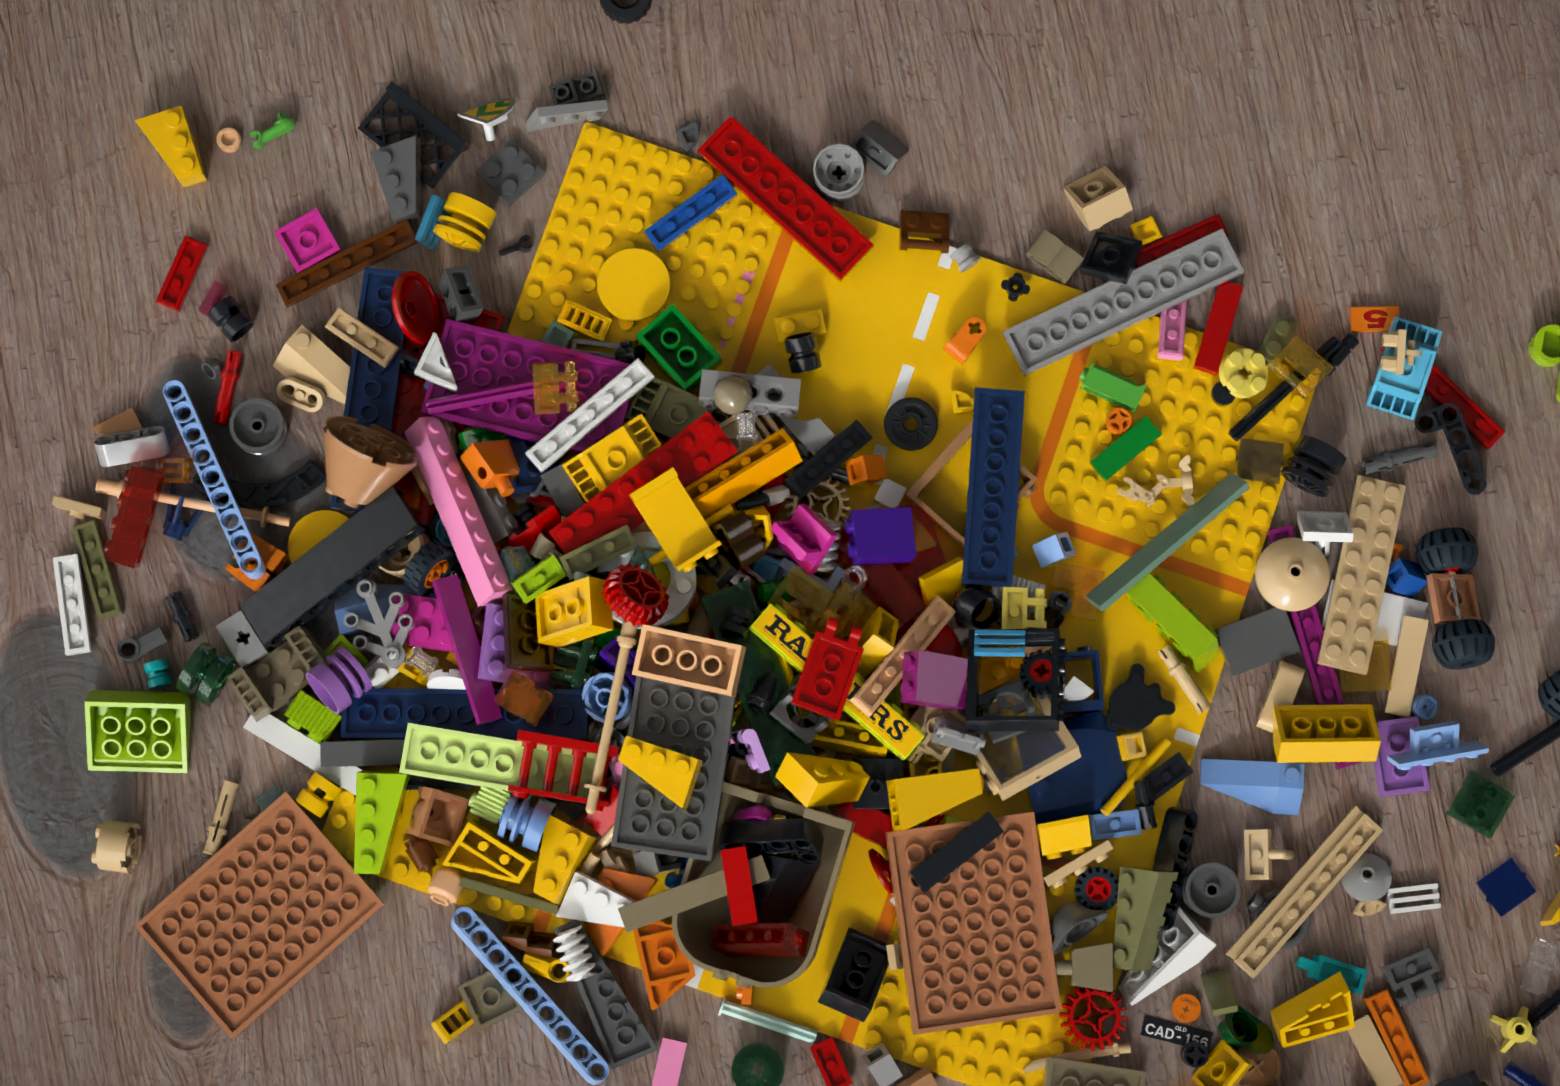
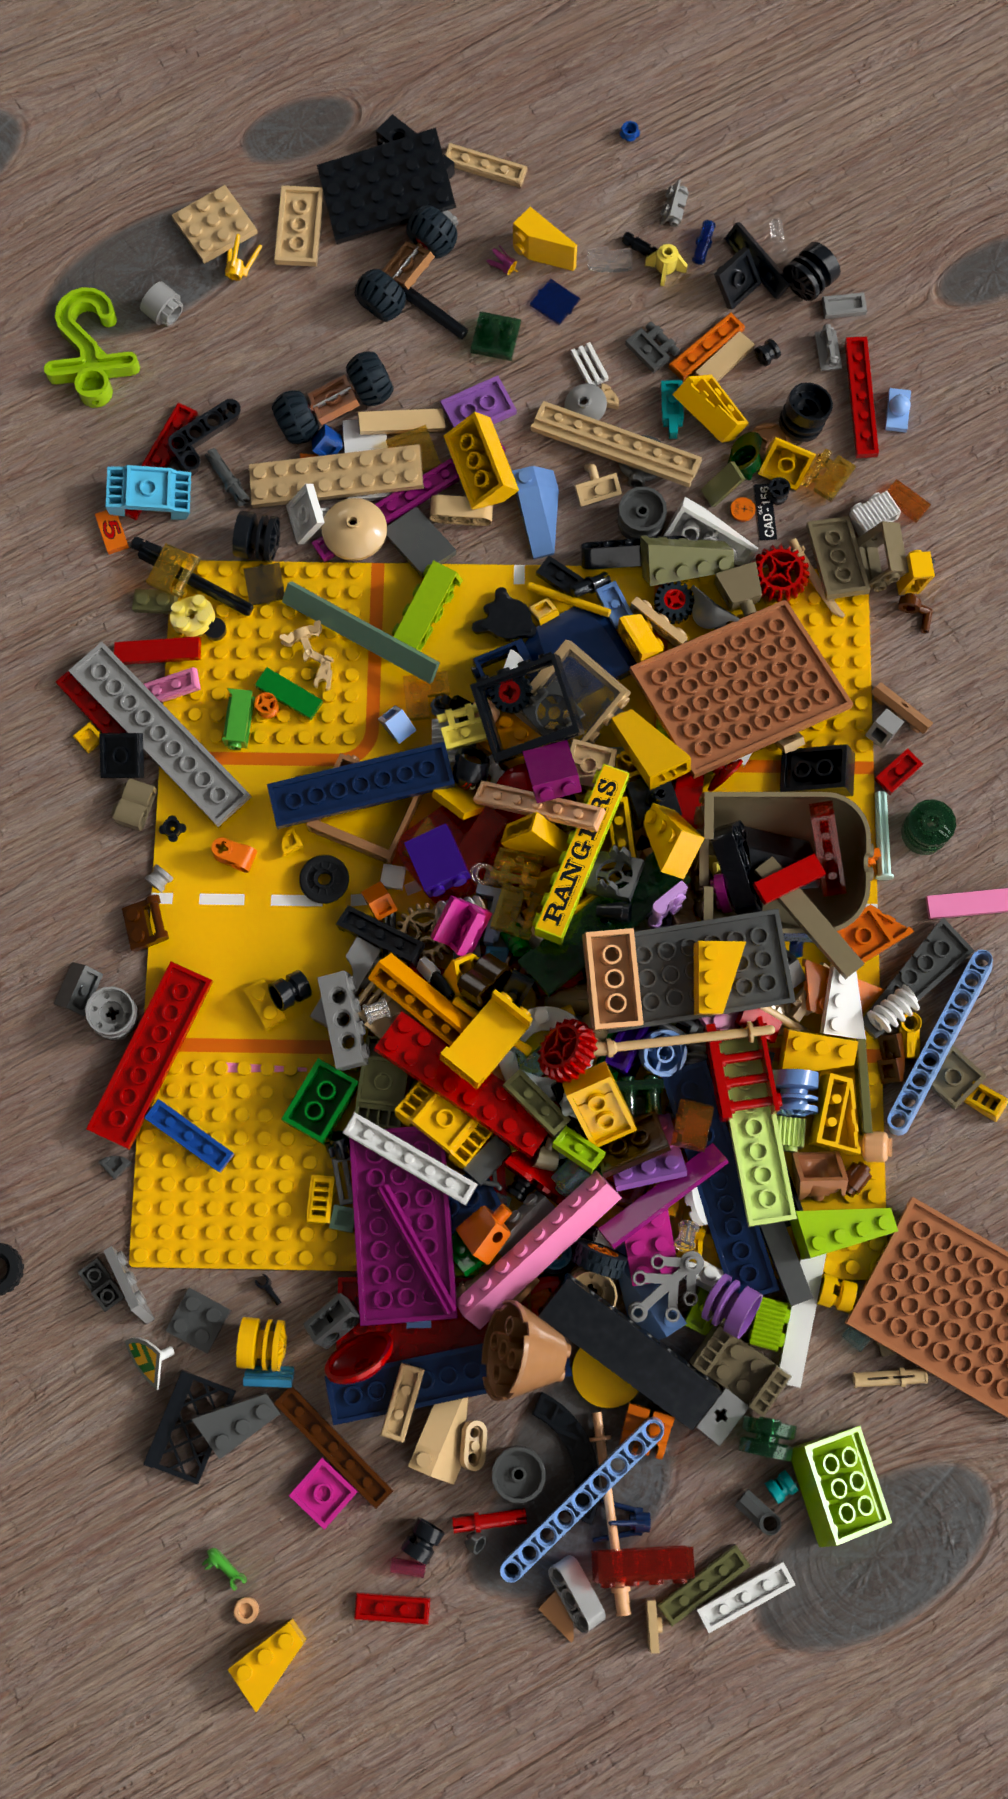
camera: 105 degrees left, 5 degrees down
(117, 846) = (954, 1465): tan brick -> none
(182, 616) = (719, 1484): black pin -> none
(185, 470) = (583, 1529): clear orange tile -> none
(409, 360) = (411, 1343): black tile -> none
(434, 365) = (409, 1319): white tile -> none
(547, 387) = (398, 1204): clear yellow plate -> none
(590, 864) = (810, 1025): tan arm -> none
(633, 284) = (272, 1166): yellow tile -> none
(733, 394) = (351, 1030): dark tan hair -> none
(738, 621) = (559, 952): black wheel -> none
(828, 671) = (576, 858): red tile -> none
(956, 851) = (689, 714): black tile -> none
(957, 736) = (591, 742): light grey hinge -> none
(1000, 638) = (486, 715): dark azure tile -> none
(1098, 198) = (70, 784): tan slope -> none
(1184, 679) = (471, 588): tan pin -> none
(1396, 363) = (134, 489): tan hips -> none
(1424, 706) = (430, 399): medium blue tile -> none
(1436, 744) = (461, 377): light blue bracket -> none

